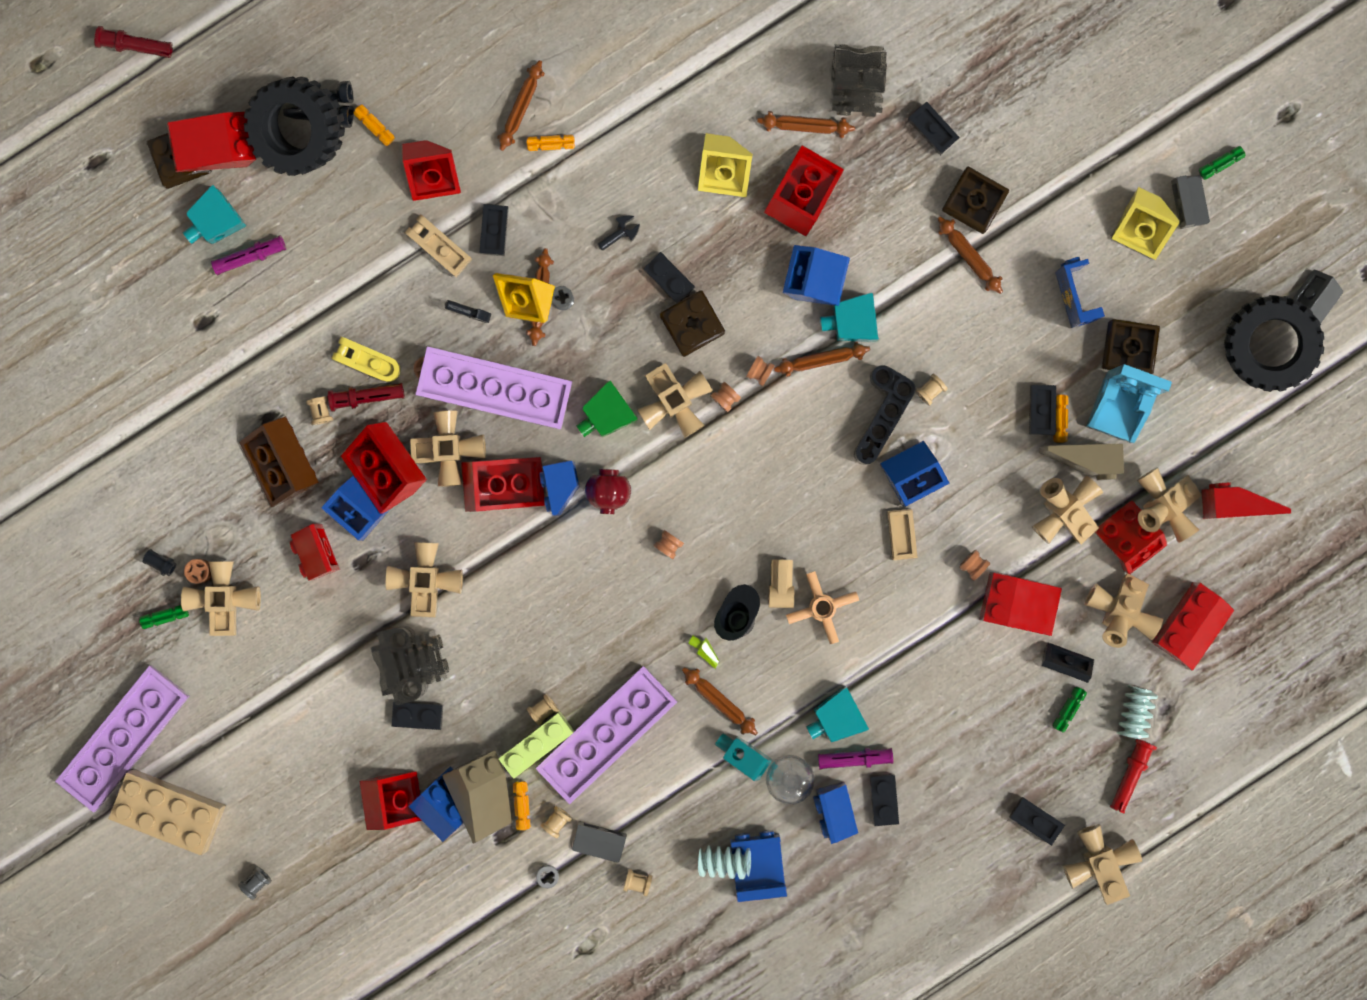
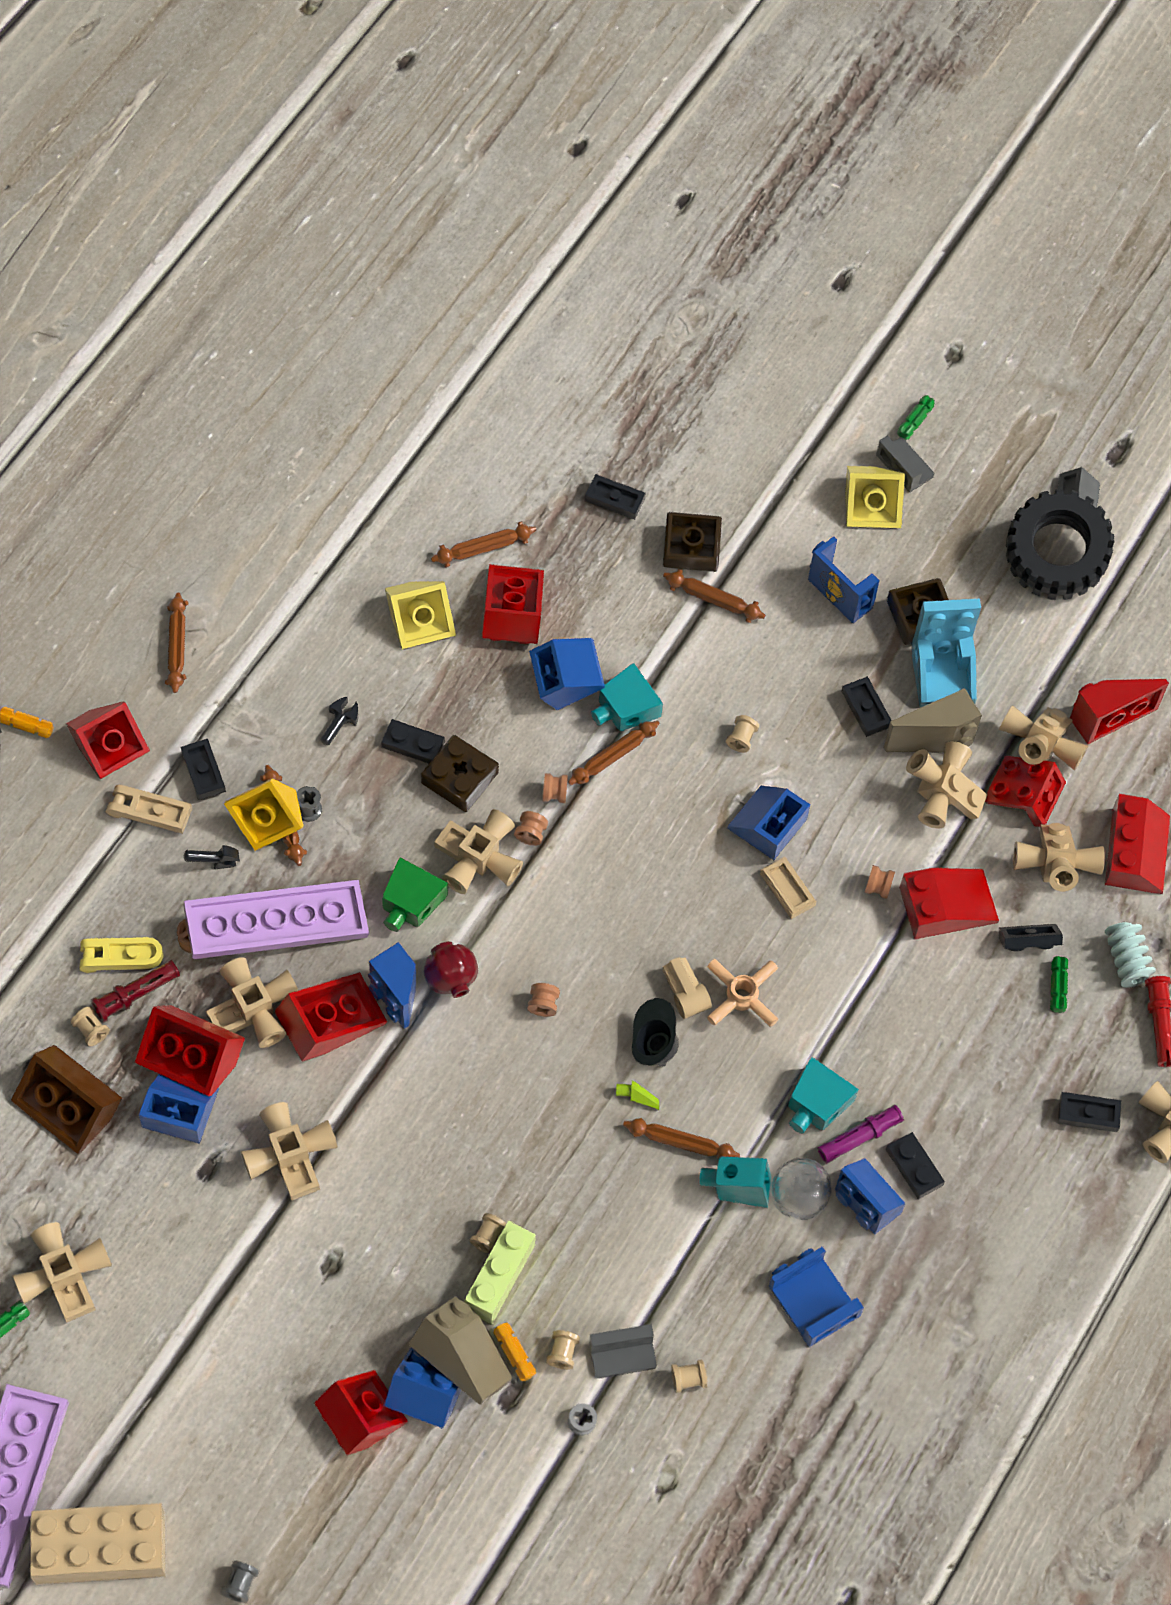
camera: 30 degrees left, 25 degrees down
(193, 572) = (19, 1249): nougat wheel -> none
(314, 552) = (149, 1172): red slope -> none
(414, 662) = (312, 1241): clear smoke piece -> none
(417, 716) = (347, 1306): black plate -> none
(550, 142) = (224, 664): light orange axle -> none
(606, 735) = (573, 1230): lavender plate -> none
(724, 863) = (776, 1303): light aqua piece -> none
(858, 79) = (516, 474): clear smoke piece -> none
(880, 417) = (707, 782): black beam -> none
(1061, 435) = (888, 700): light orange axle -> none

